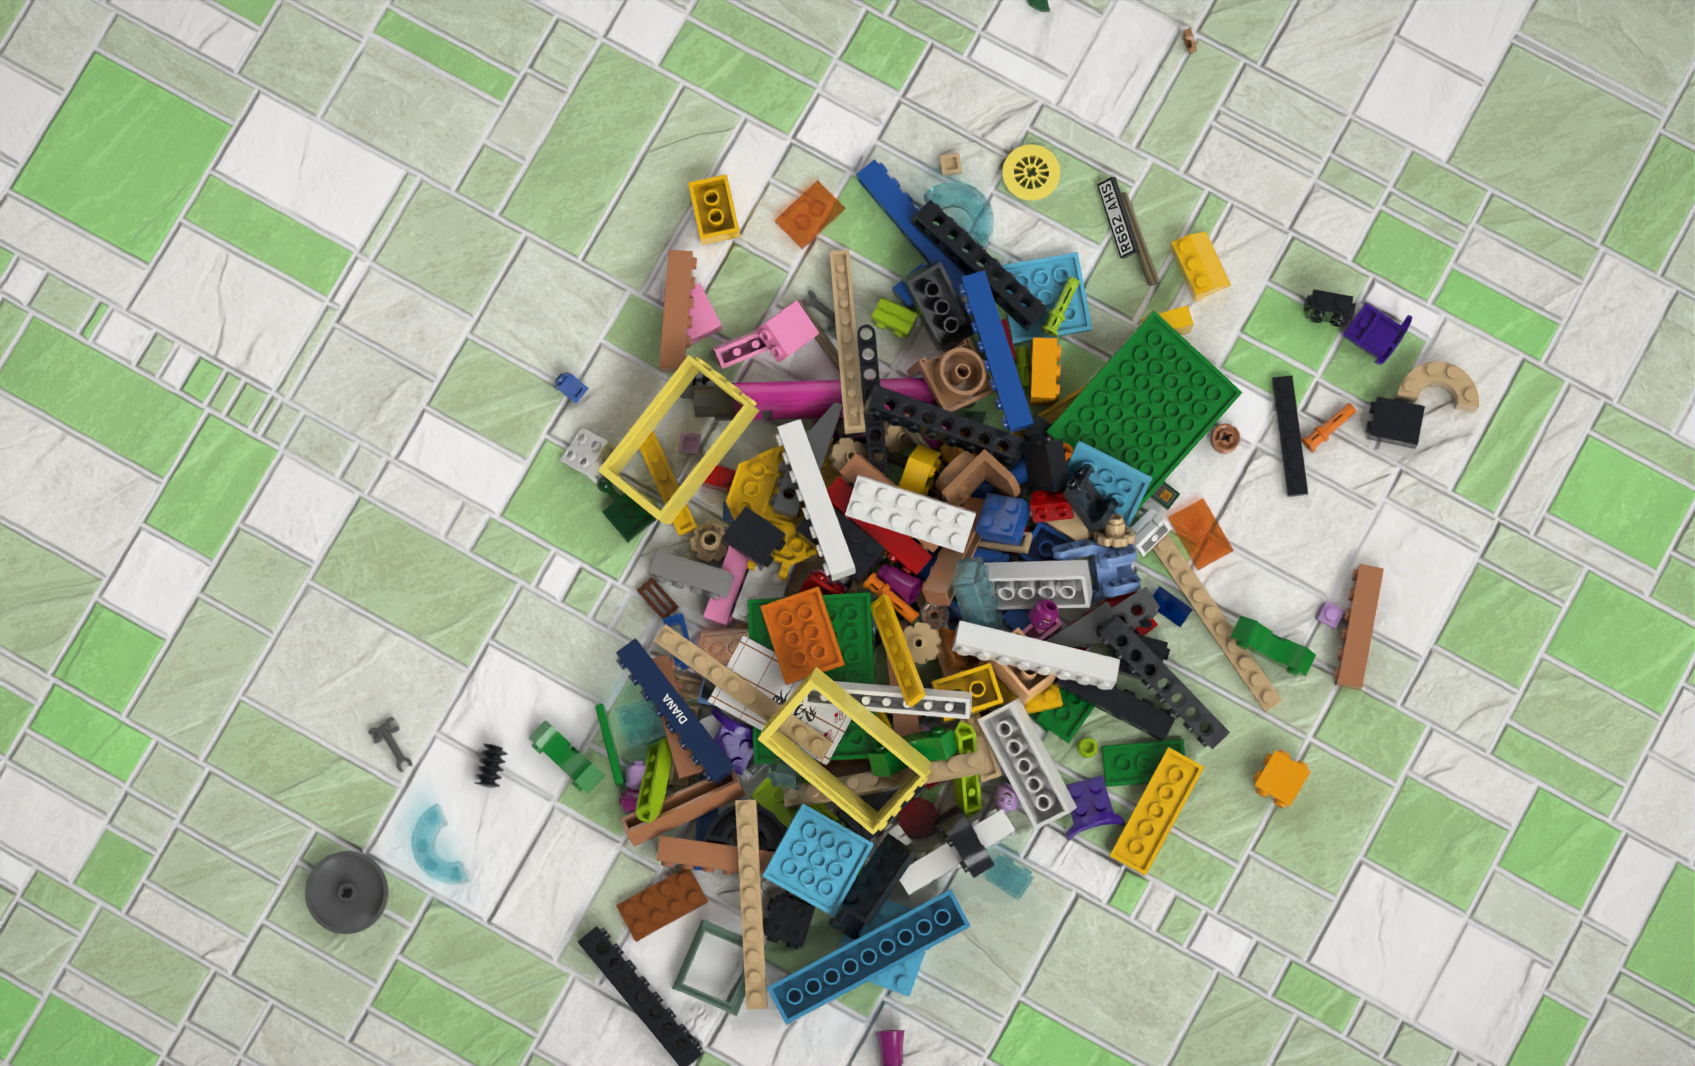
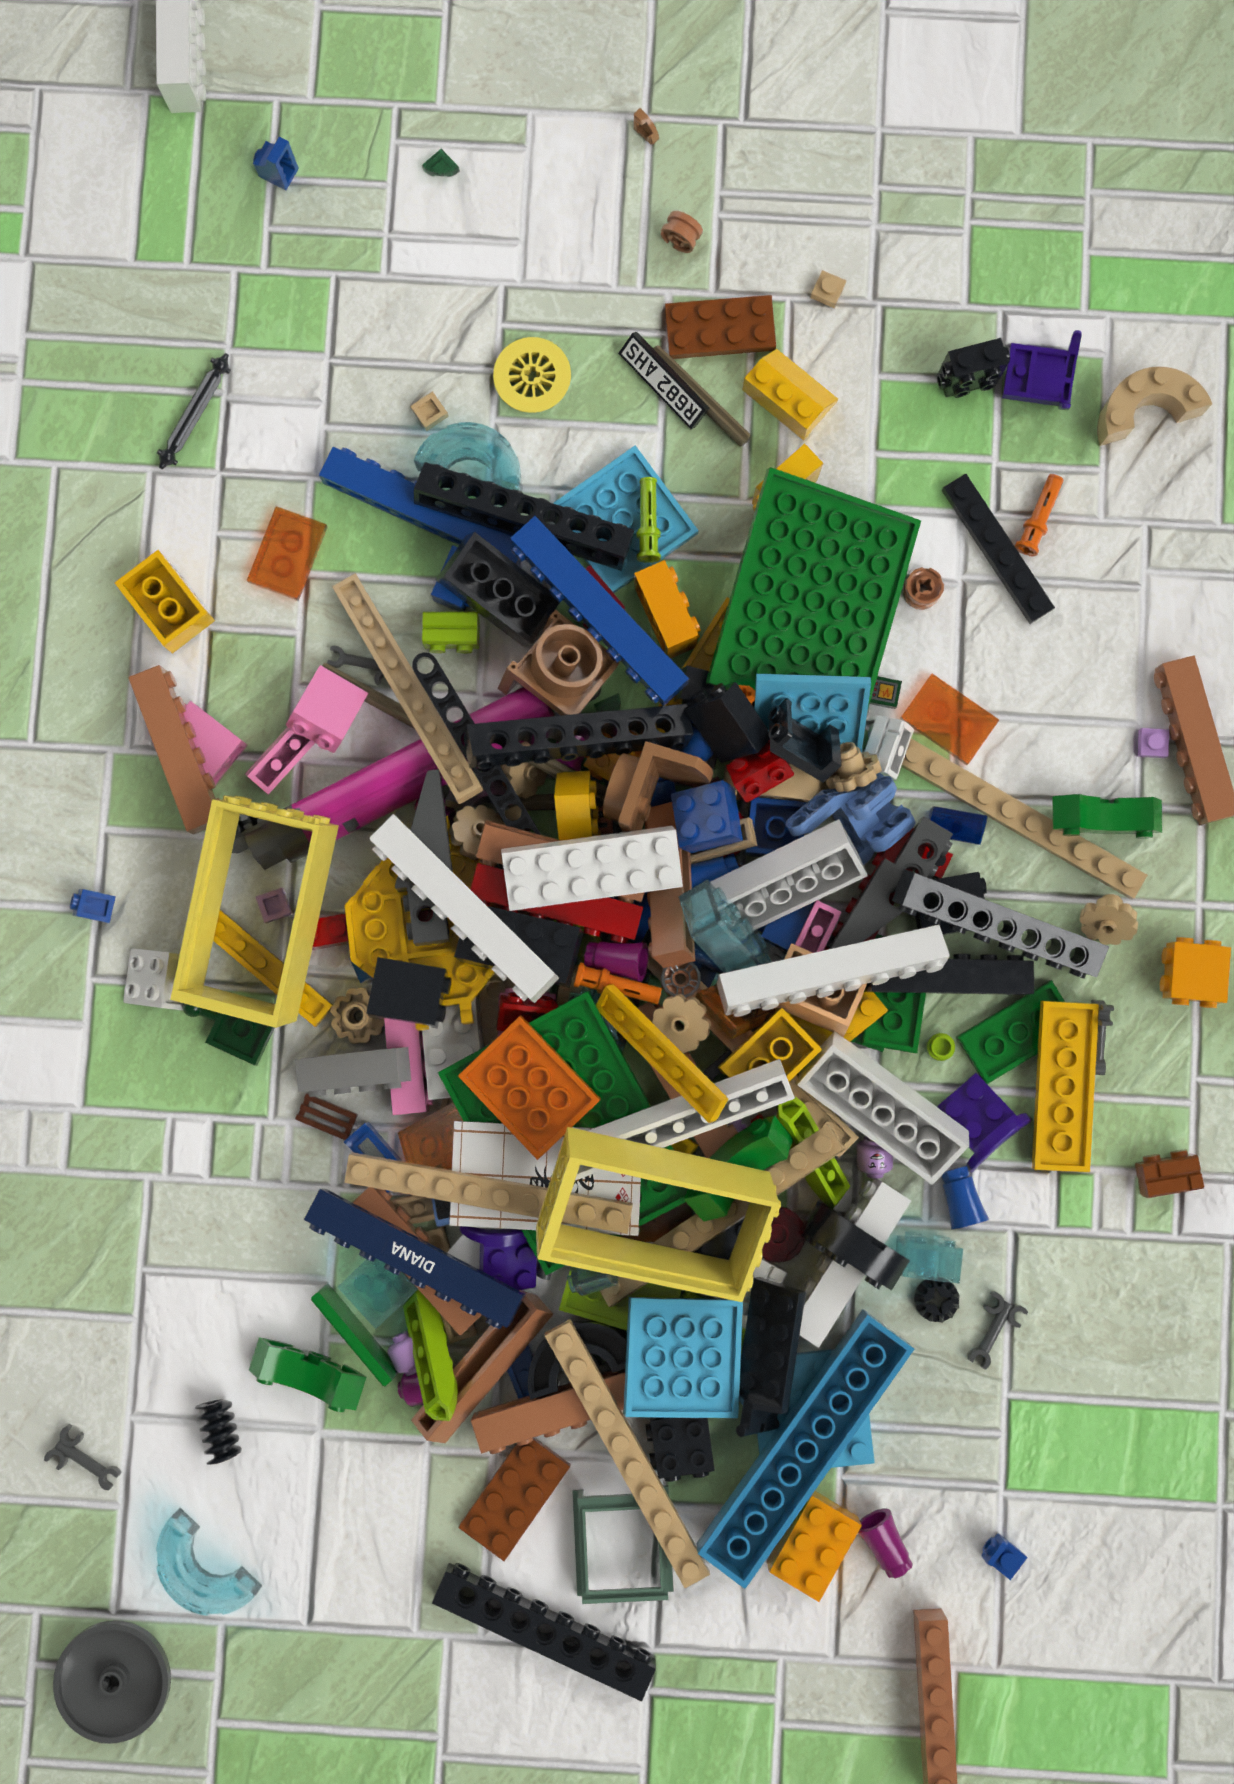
camera: 25 degrees left, 5 degrees up
(793, 90) = (193, 411): none -> wheel
(843, 1027) = (814, 1546): none -> light orange brick
(1012, 907) = (929, 1311): none -> black gear
(1023, 366) = (636, 613): lime axle -> none
(1043, 614) = (815, 912): magenta head -> none
(1044, 941) = (1003, 1311): none -> dark grey bar
(1052, 852) = (962, 1198): none -> blue plant
(1174, 199) = (720, 327): none -> dark orange plate
(1178, 123) = (681, 231): none -> nougat wheel
(1196, 790) = (1103, 1021): none -> dark grey bar
(1198, 903) = (1169, 1174): none -> dark orange brick
(1239, 716) = (1109, 920): none -> tan plant
(1260, 207) = (828, 289): none -> tan plate
(1395, 422) = (1117, 471): black brick -> none

